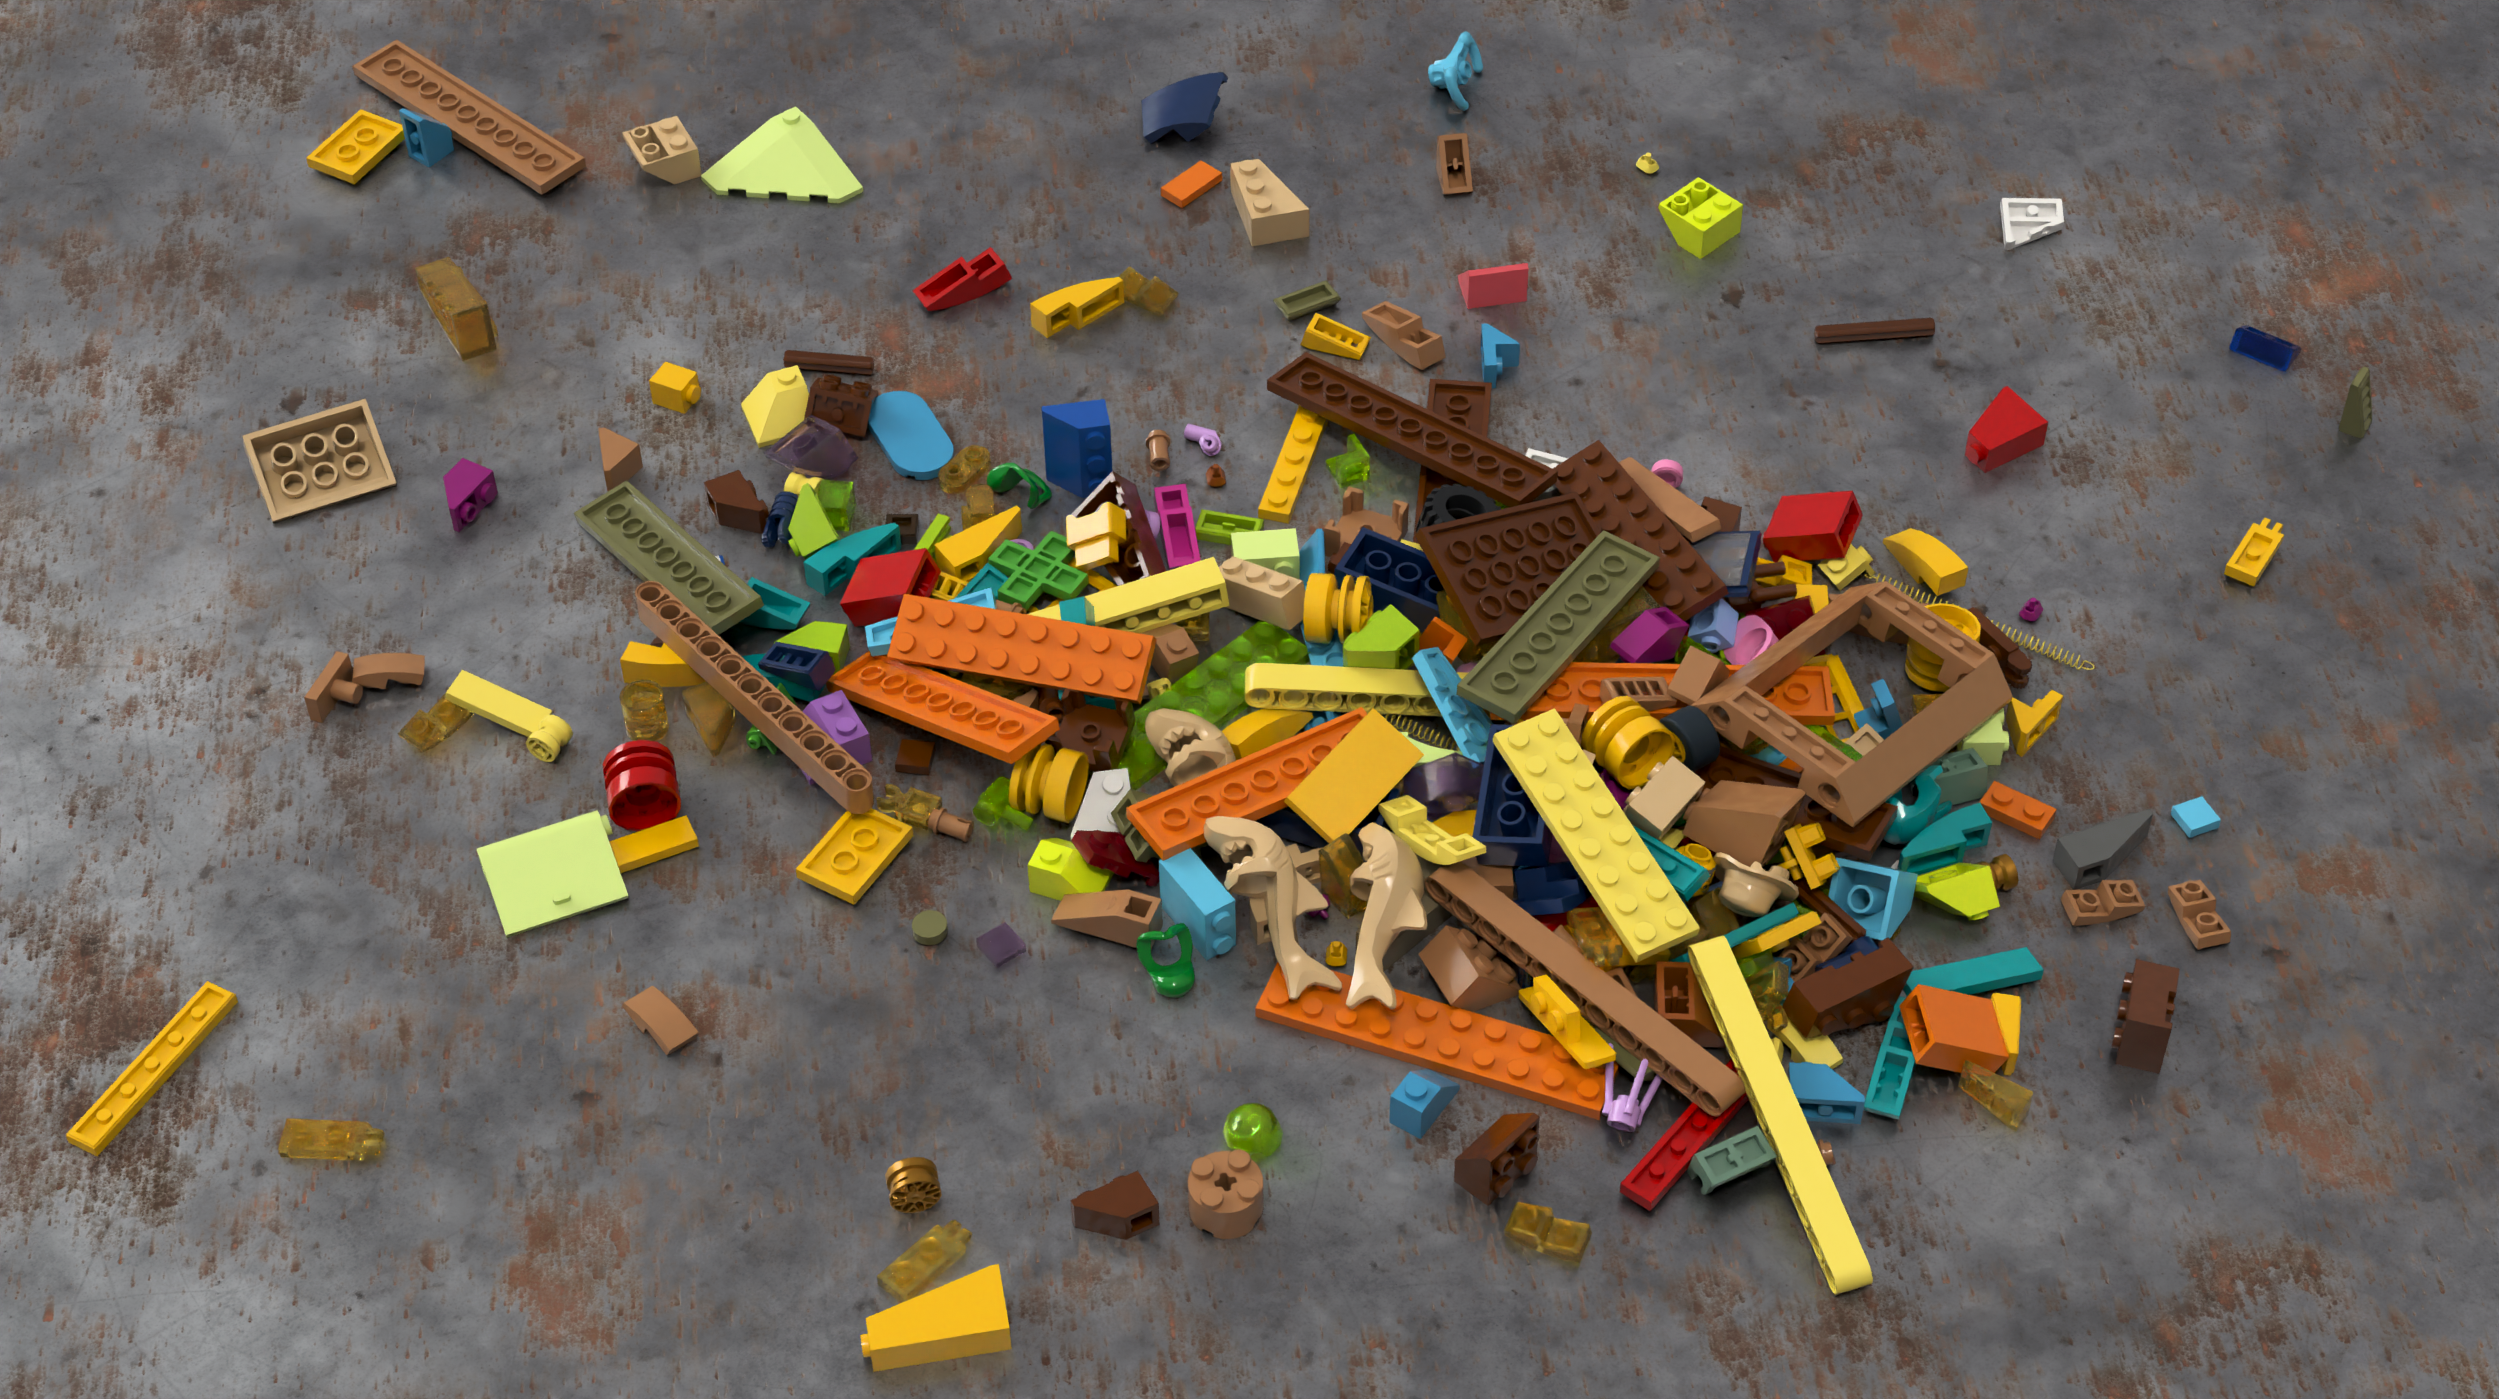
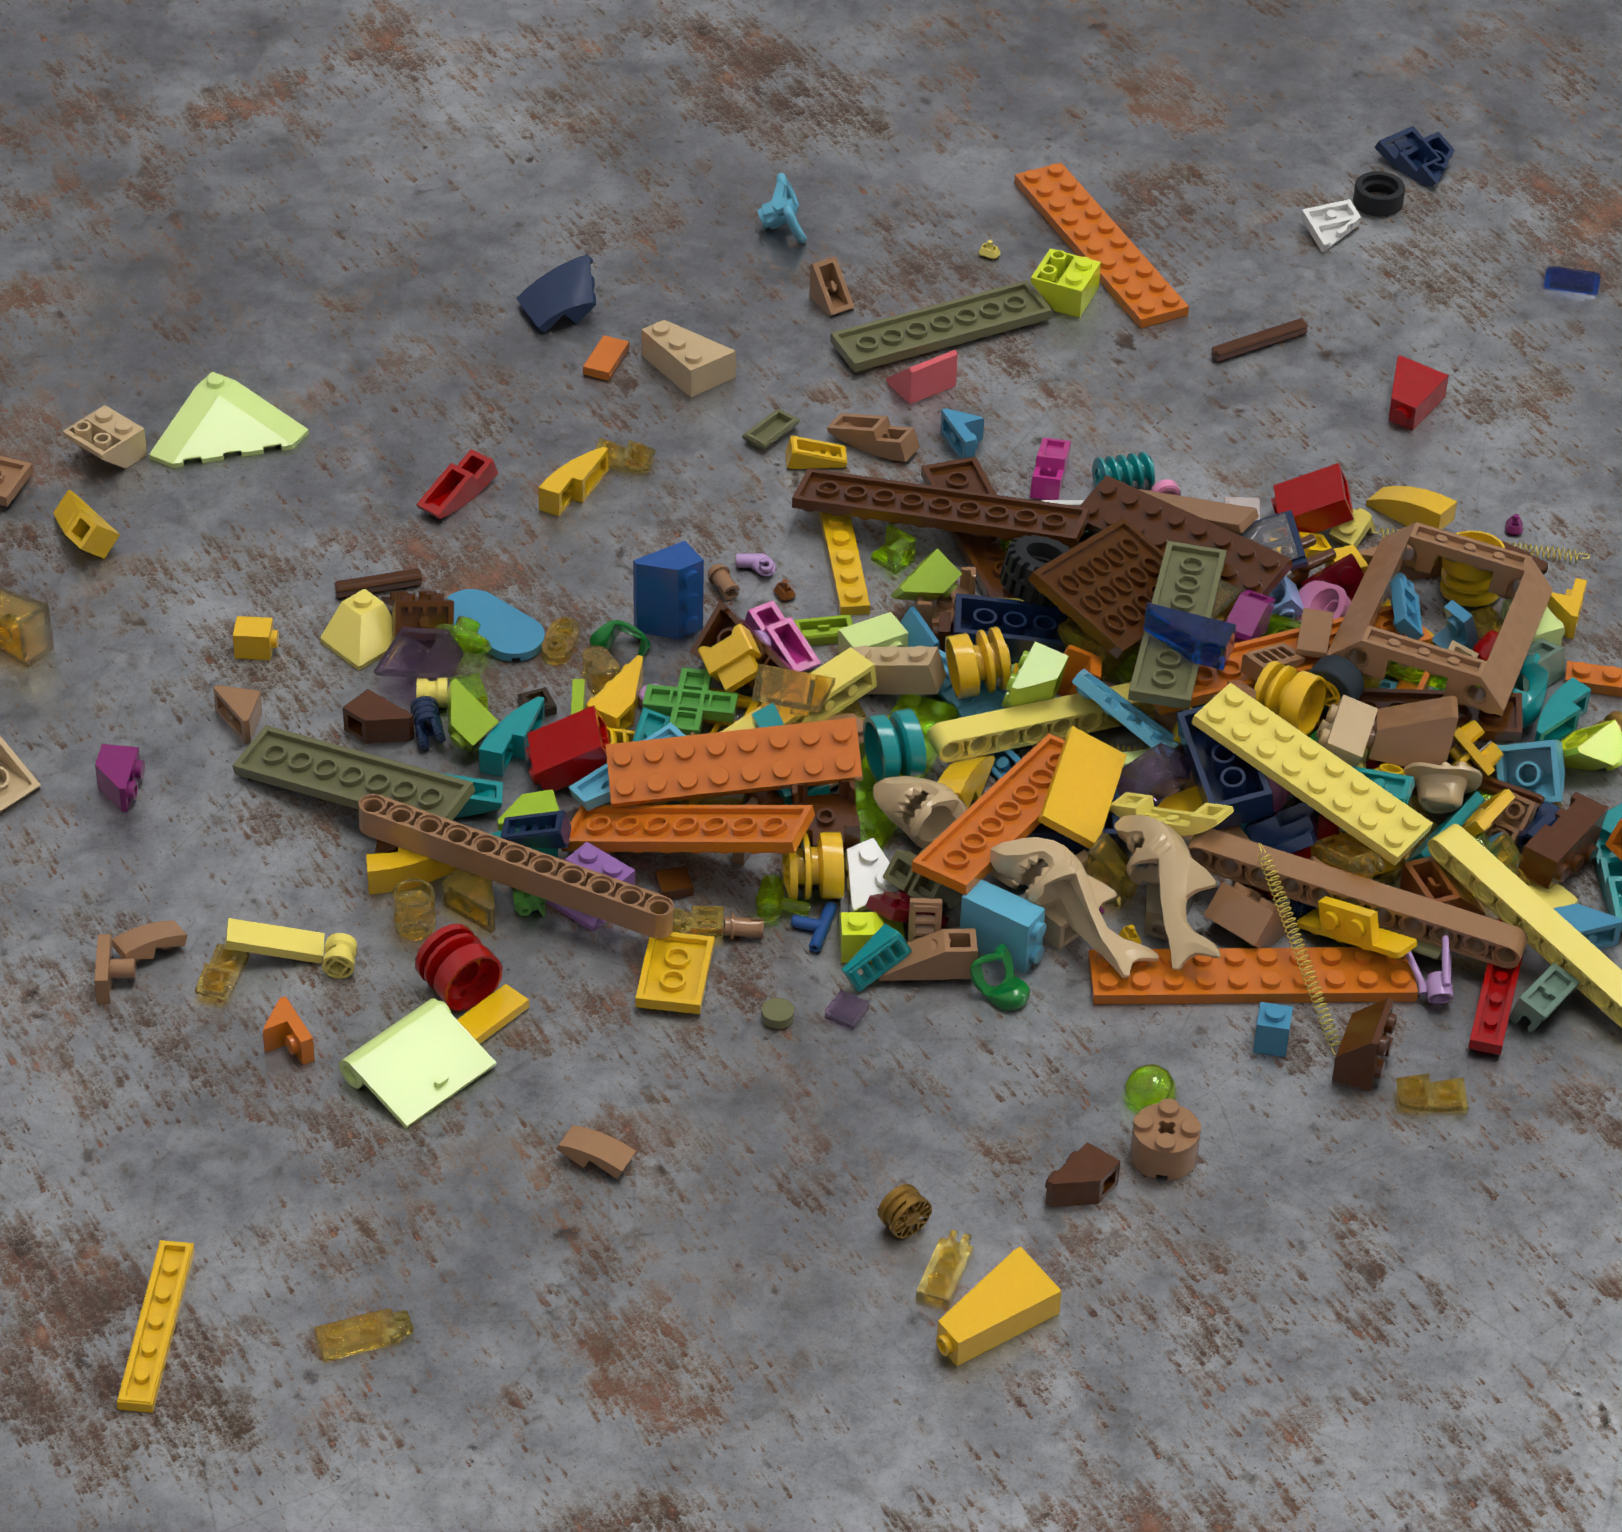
camera: 25 degrees left, 5 degrees down
(451, 800) = (288, 1030): none -> orange slope
(590, 234) = (85, 526): none -> yellow slope
(866, 437) = (467, 636): none -> clear neon green piece
(1026, 845) = (819, 926): none -> blue piece
(1055, 885) = (892, 949): none -> teal slope
(1115, 878) = (924, 905): none -> medium nougat slope
(1122, 585) = (791, 689): none -> clear yellow slope
(1203, 675) = (894, 745): none -> teal wheel
(1349, 505) = (929, 579): none -> lime slope
(1488, 1021) = (1298, 953): none -> light yellow piece
(1545, 233) = (940, 326): none -> olive plate
(1558, 647) = (1191, 635): none -> clear blue slope
(1563, 416) = (1050, 469): none -> dark pink slope
(1635, 439) = (1125, 469): none -> teal piece
(1769, 187) = (1095, 235): none -> orange plate
(1819, 674) = (1406, 607): none -> dark azure hinge
(2098, 213) = (1379, 182): none -> black tyre
(2171, 166) = (1417, 156): none -> dark blue slope

